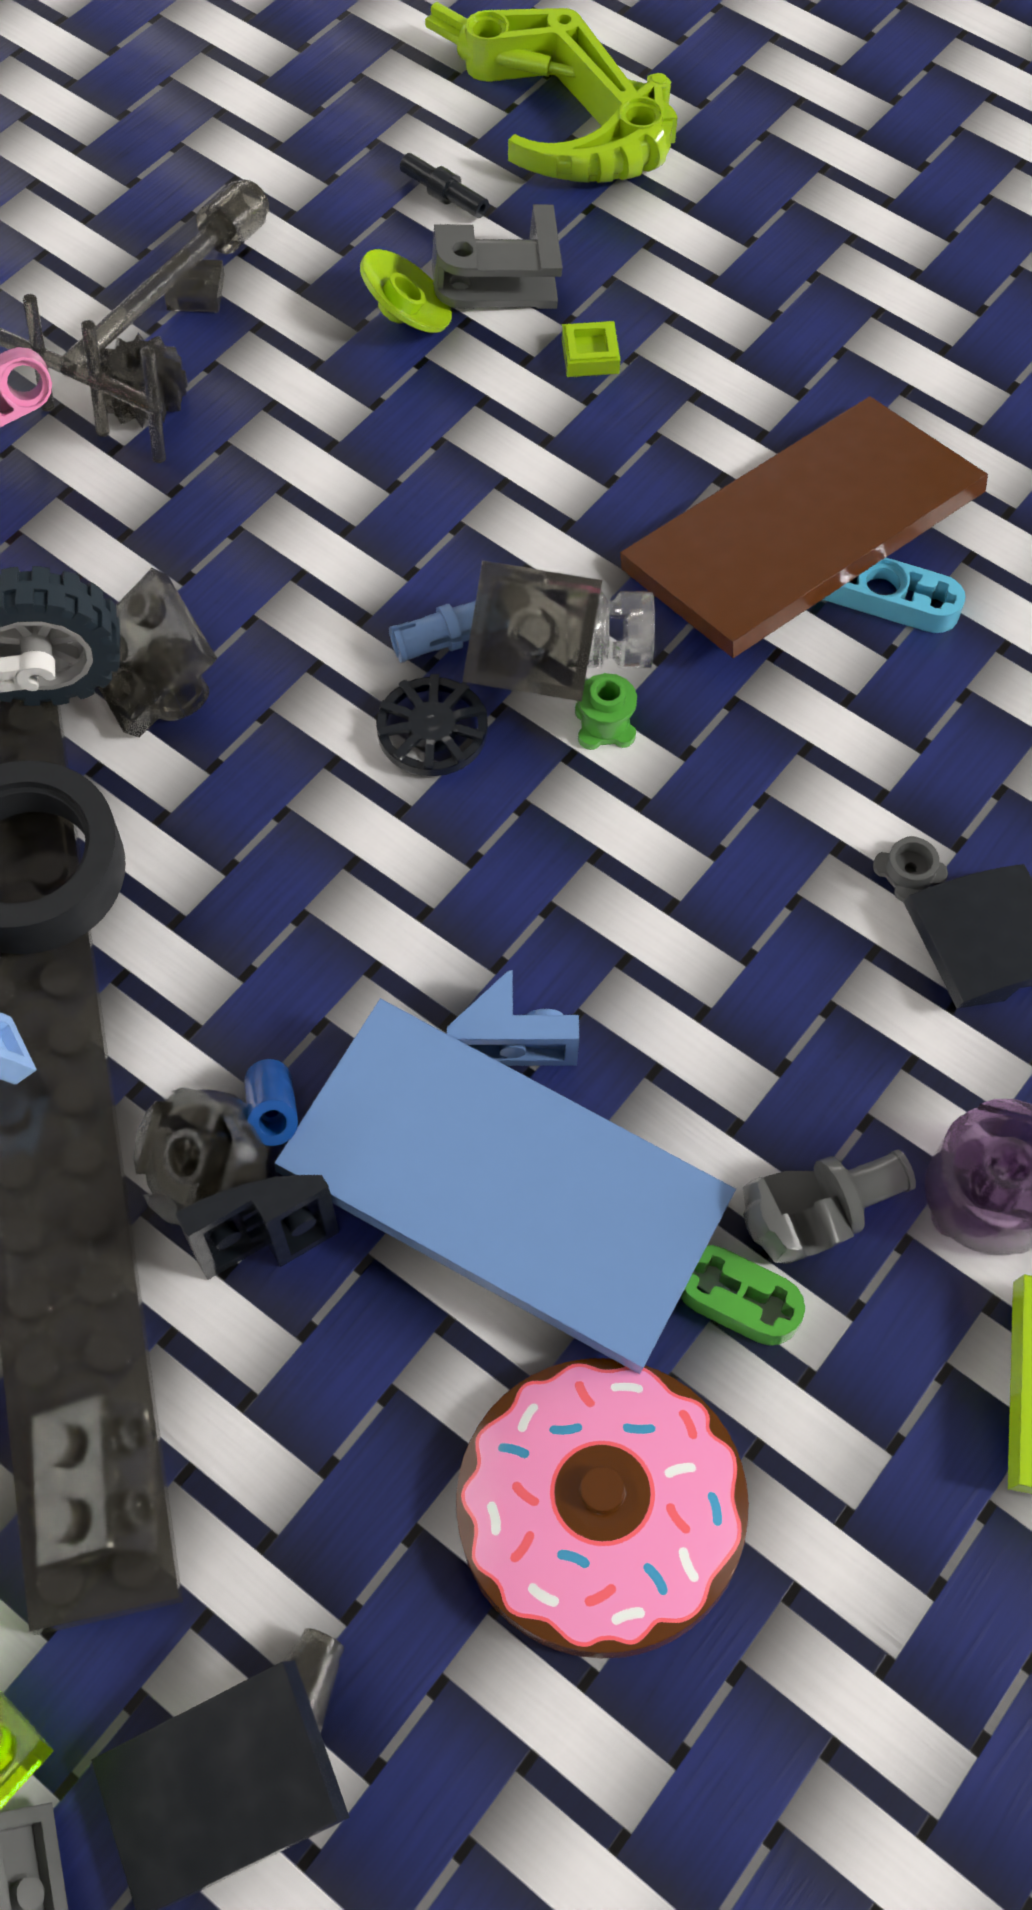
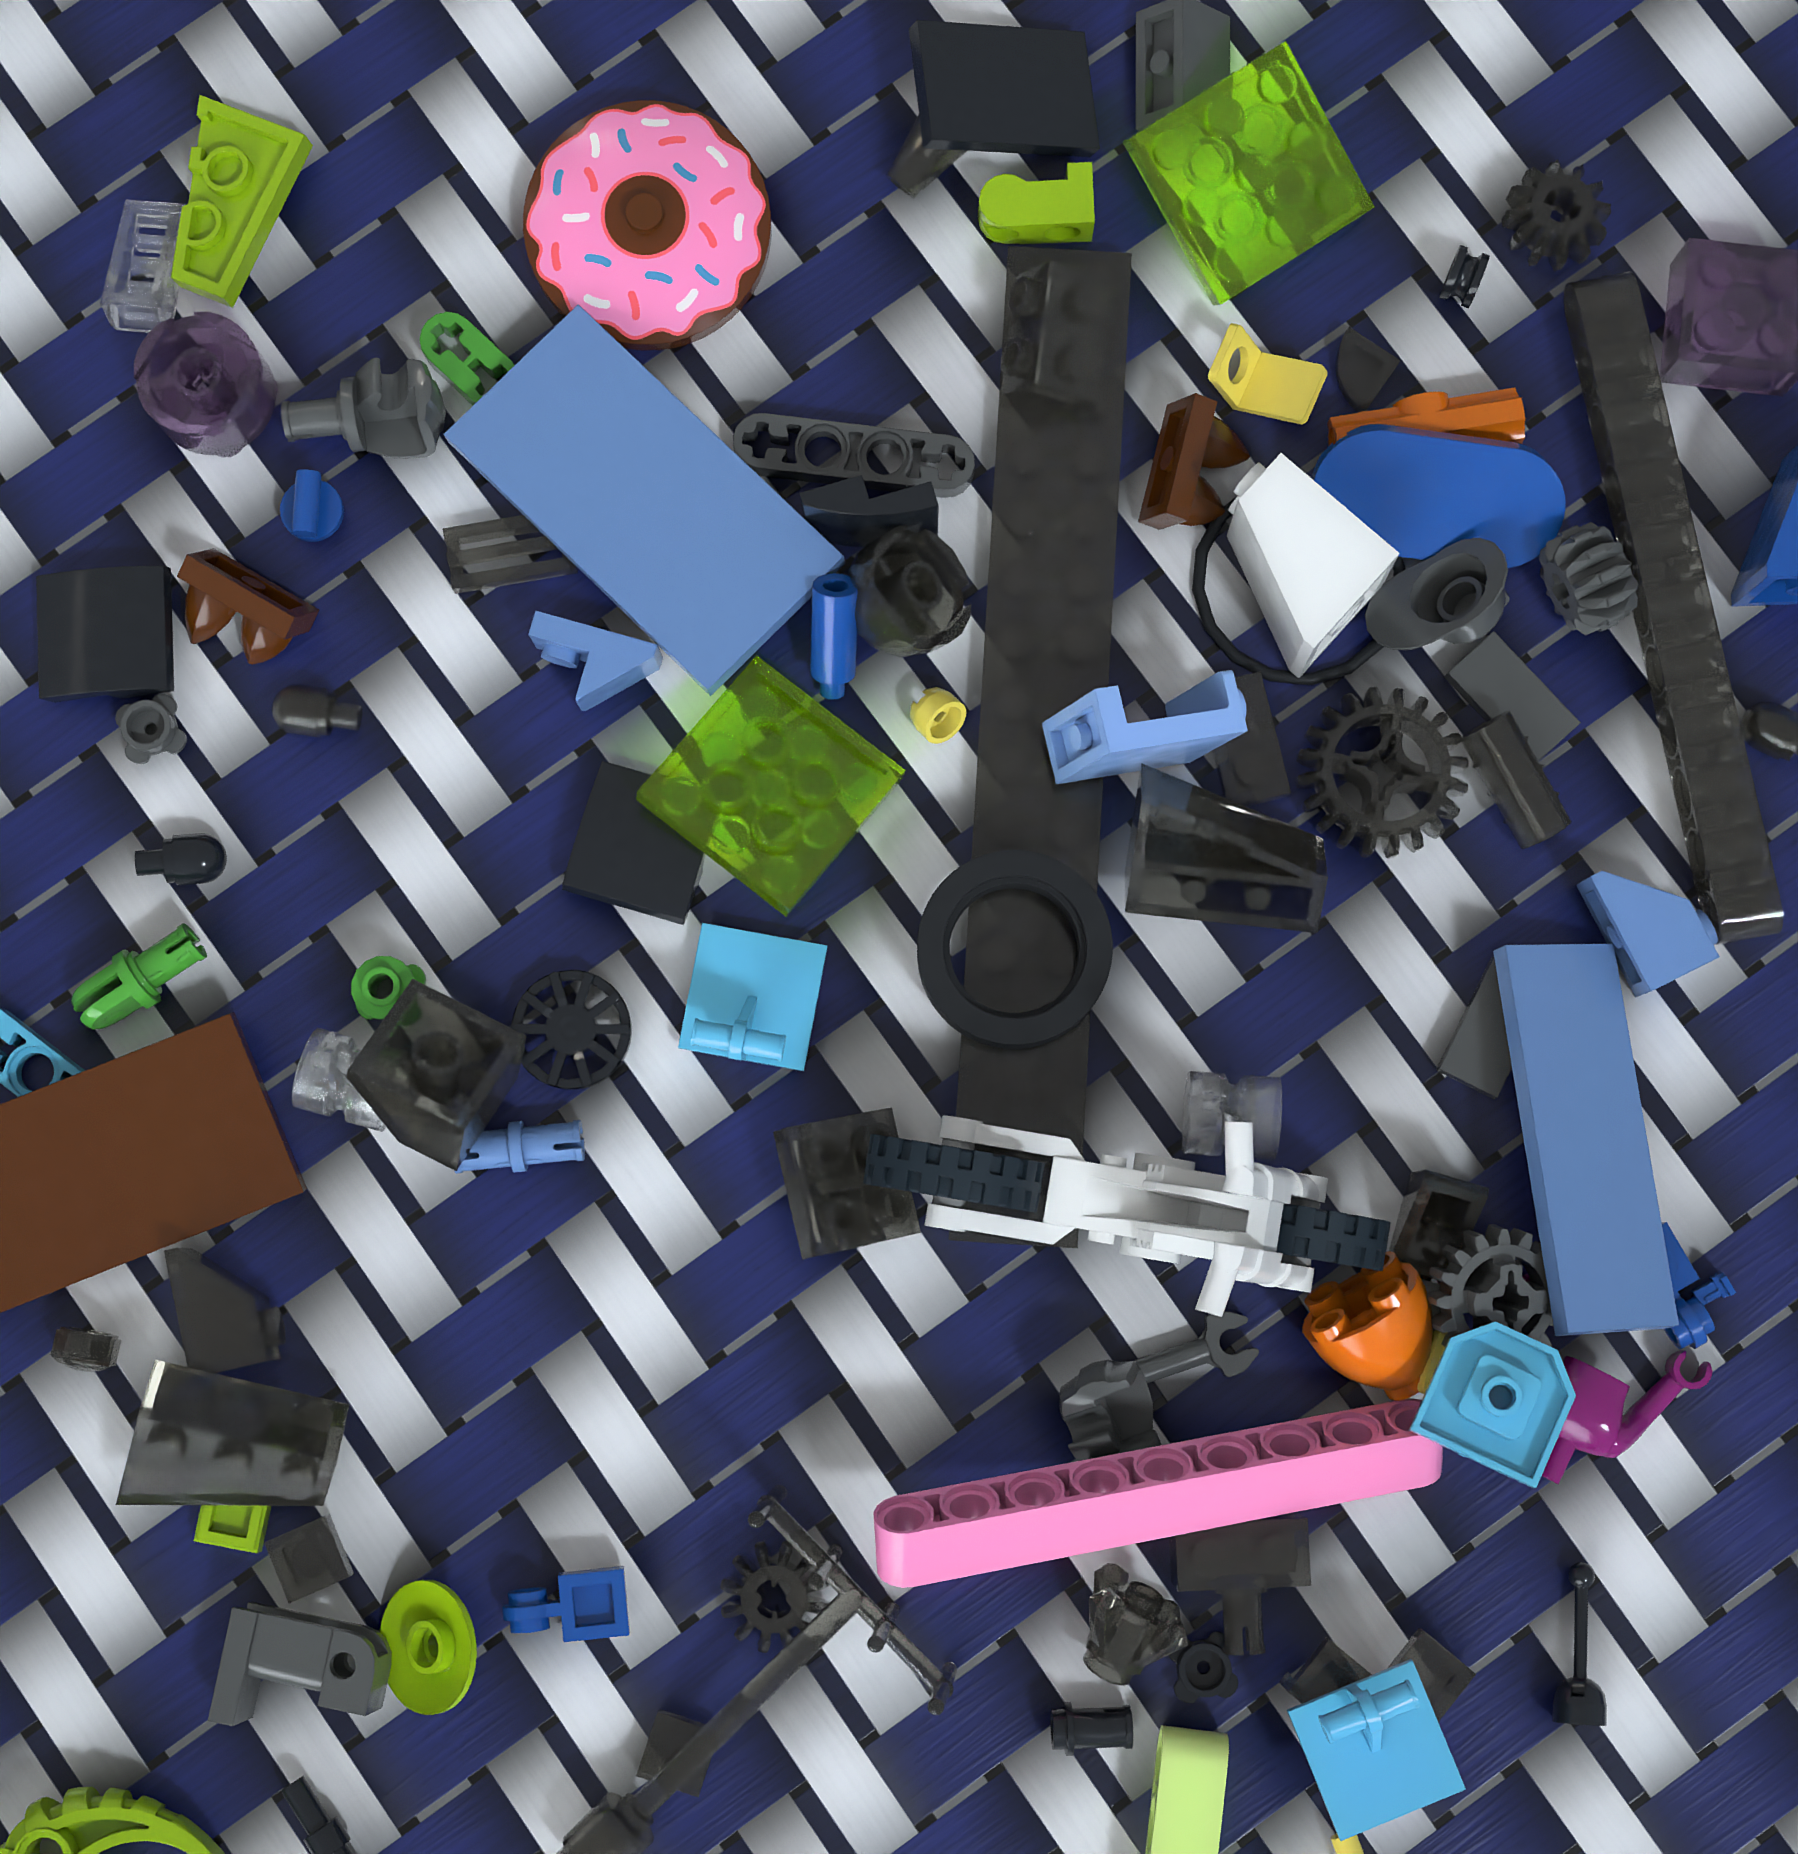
camera: 160 degrees left, 20 degrees up
(146, 1650) = (1039, 210): none -> lime leg
(155, 1072) = (943, 726): none -> light yellow hinge
(271, 783) = (753, 997): none -> medium azure plate
(293, 348) = (589, 1605): none -> blue plate
(298, 950) = (770, 785): none -> clear neon green plate
(303, 1323) = (855, 445): none -> dark grey beam
(412, 886) = (630, 853): none -> black slope
(519, 328) = (309, 1558): none -> clear smoke plate
(601, 361) = (229, 1443): none -> clear smoke wedge
(640, 1087) = (494, 529): none -> clear smoke tile
(652, 453) = (221, 1316): none -> clear smoke slope
(751, 411) = (85, 1349): none -> clear smoke tile
(766, 918) = (313, 711): none -> clear smoke cylinder
(827, 665) = (135, 979): none -> bright green arm
(830, 769) = (184, 859): none -> black cylinder
(844, 1099) = (311, 507): none -> blue plate
(871, 998) = (224, 587): none -> reddish brown tile

